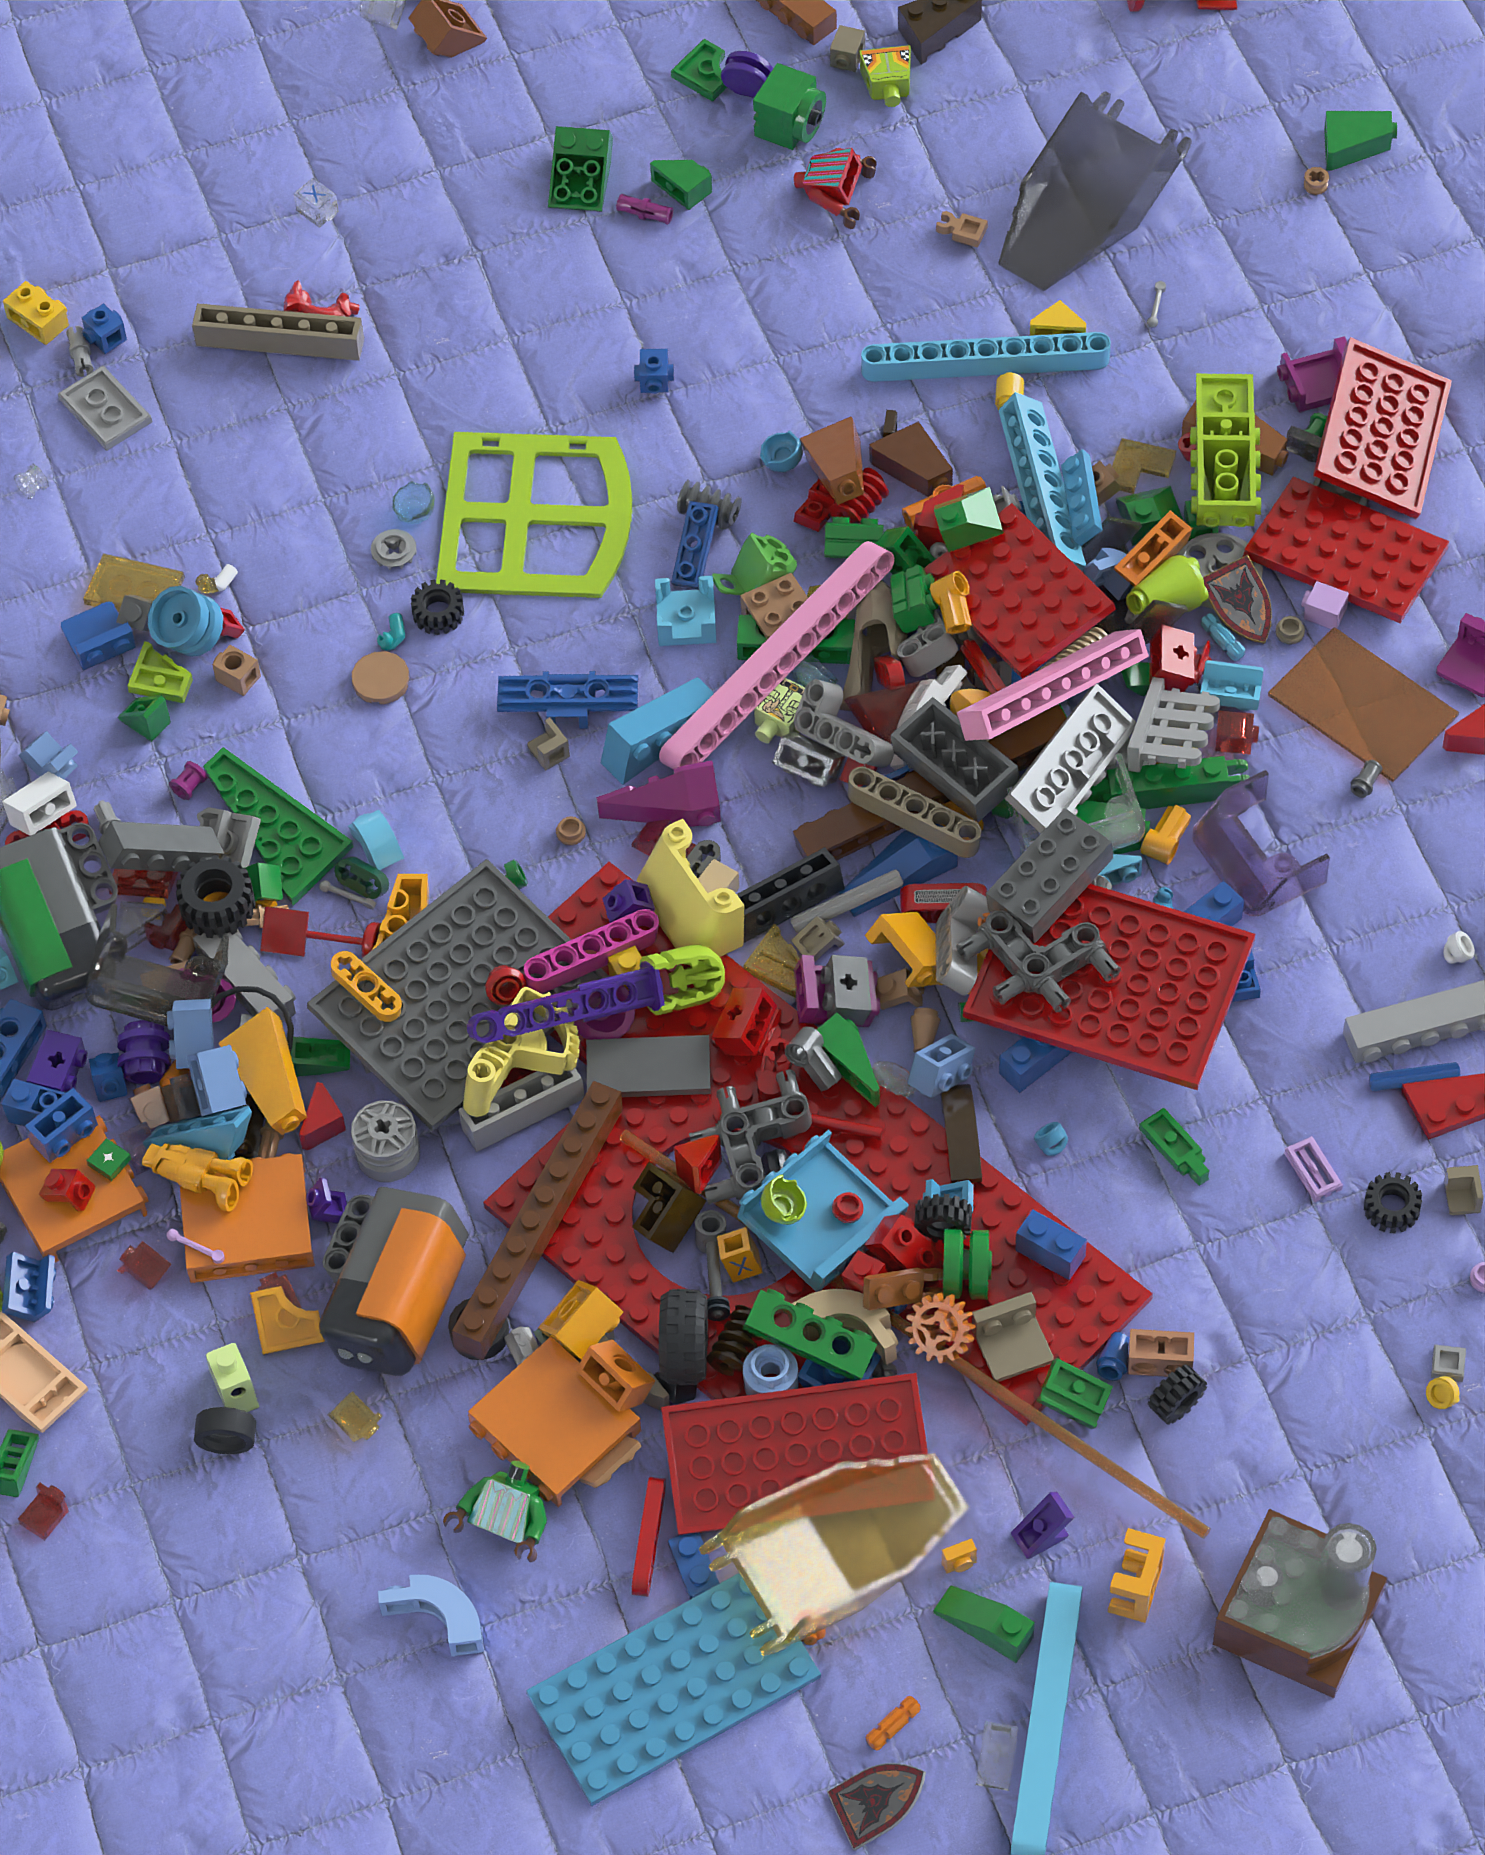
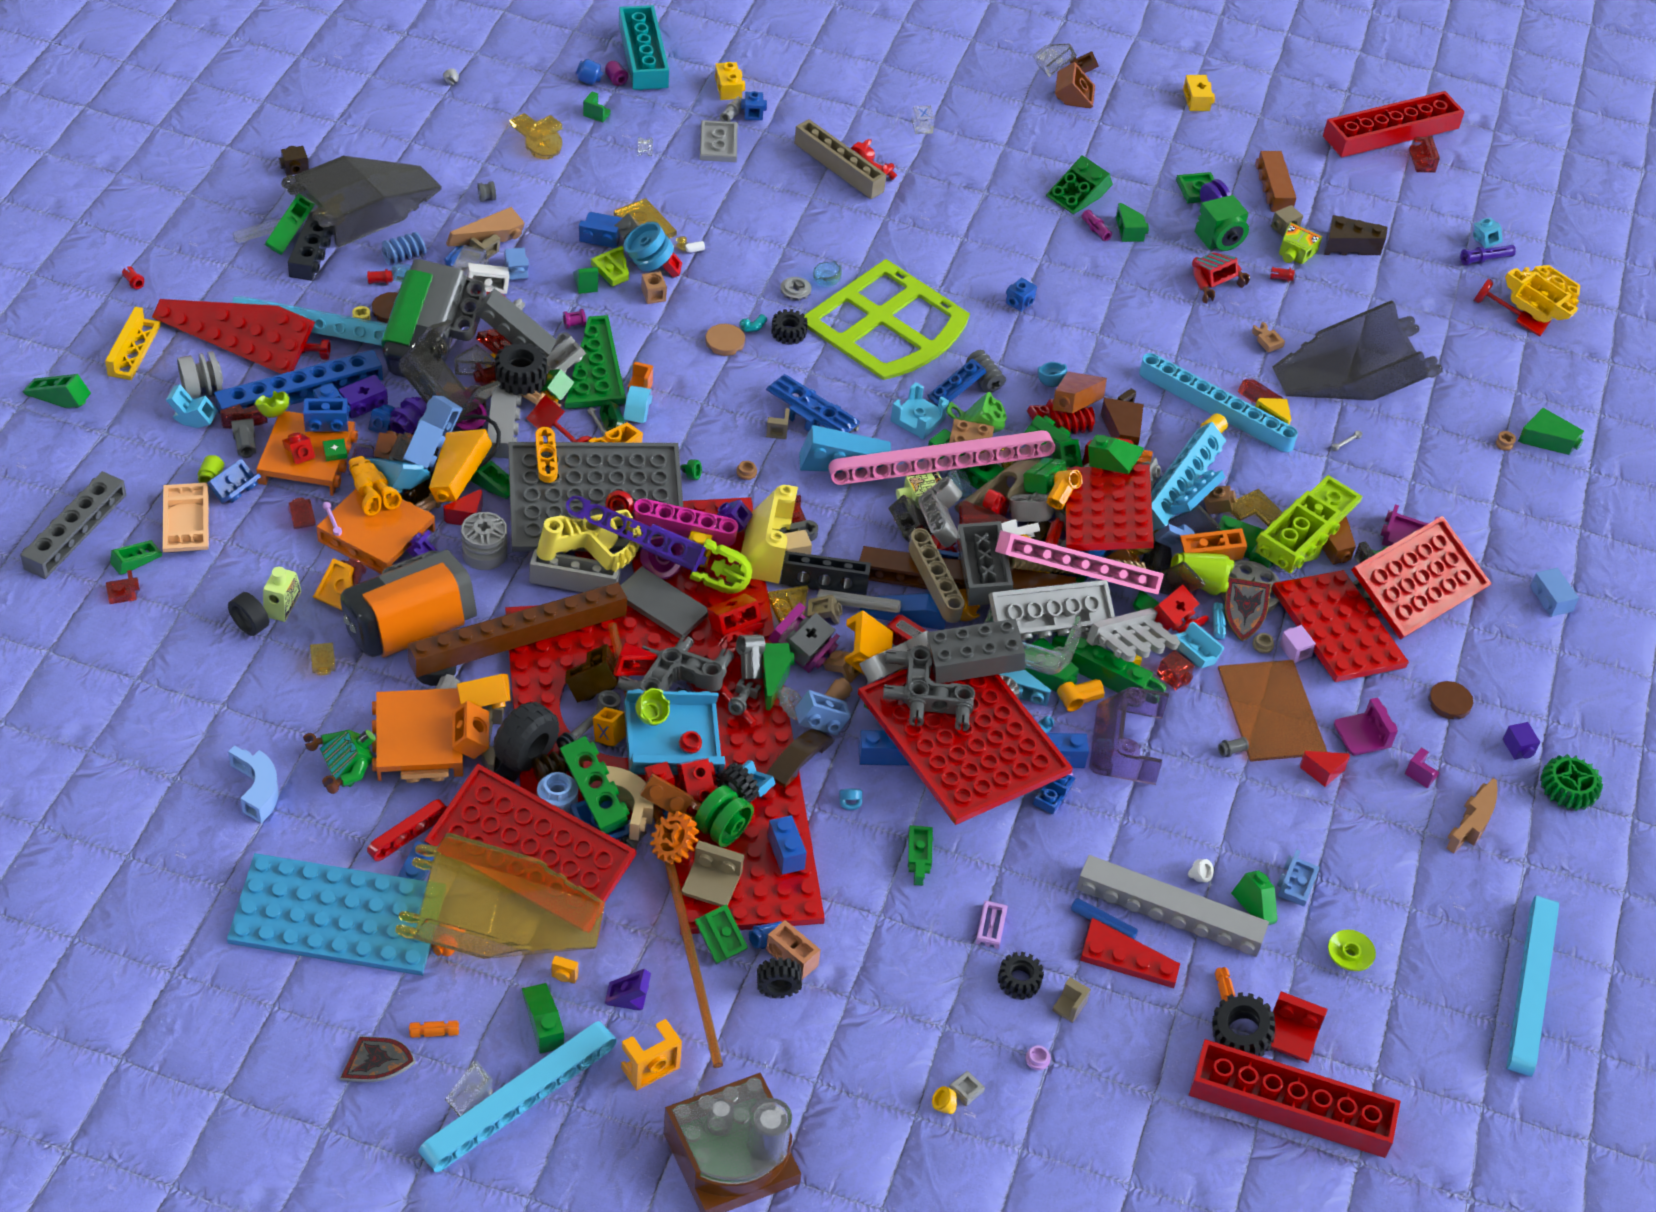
camera: 30 degrees right, 10 degrees down
(343, 802) = (642, 375): none -> orange panel
(684, 795) = (820, 491): magenta wedge -> none
(850, 1126) = (738, 704): none -> dark grey hinge
(904, 127) = (1284, 274): none -> red pin
(1014, 309) = (1254, 390): none -> clear red slope

